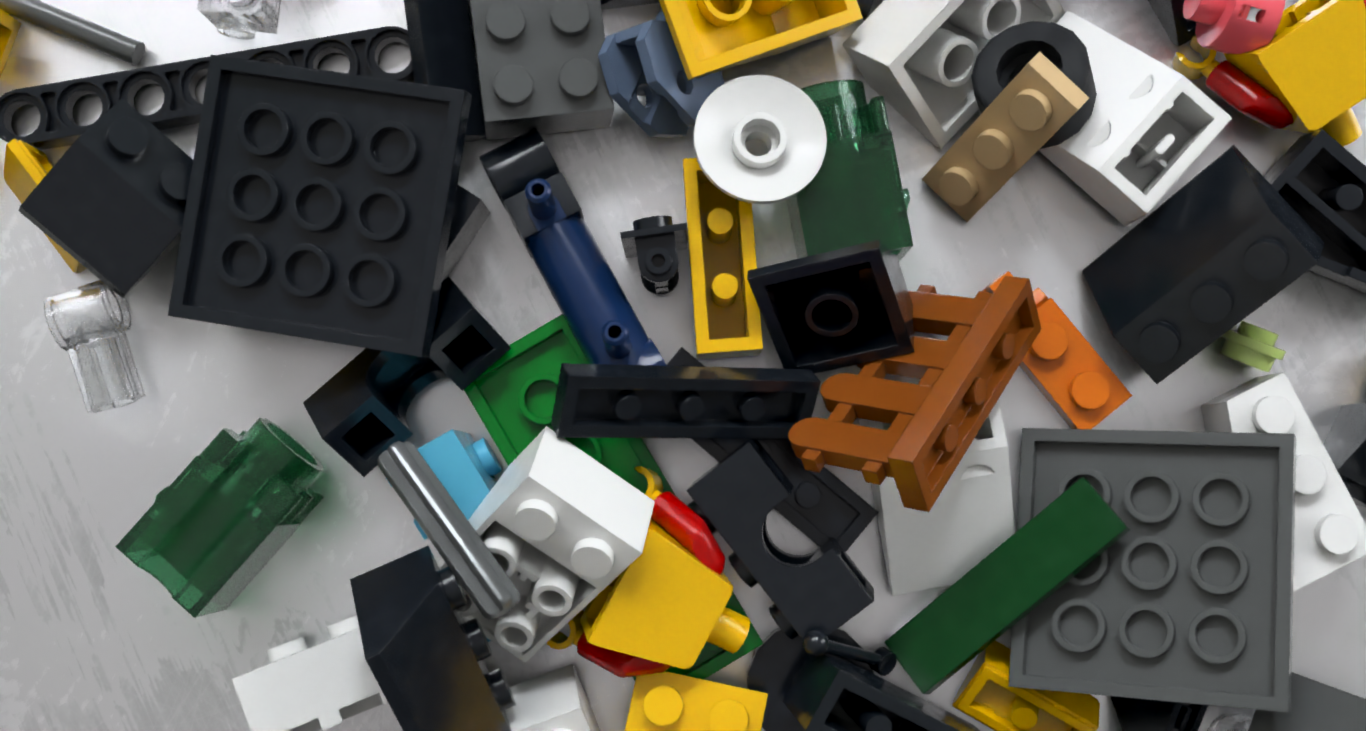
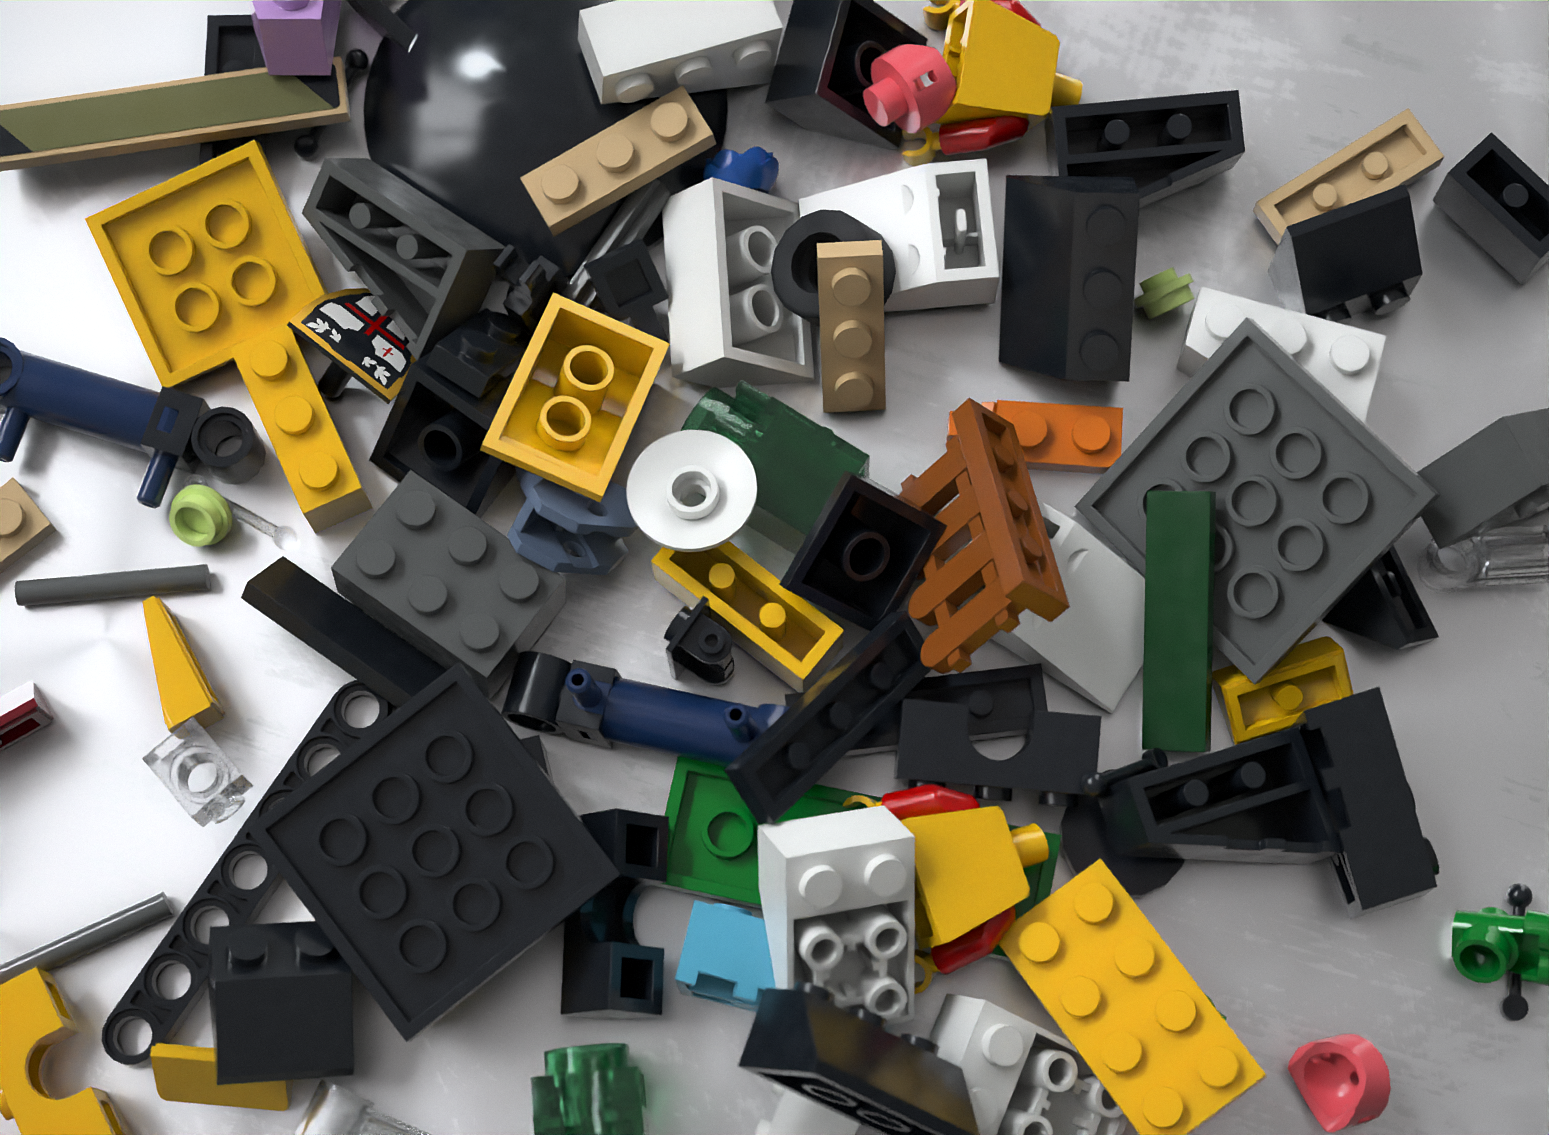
camera: 45 degrees left, 10 degrees down
(448, 530) = (768, 959): dark grey axle -> none

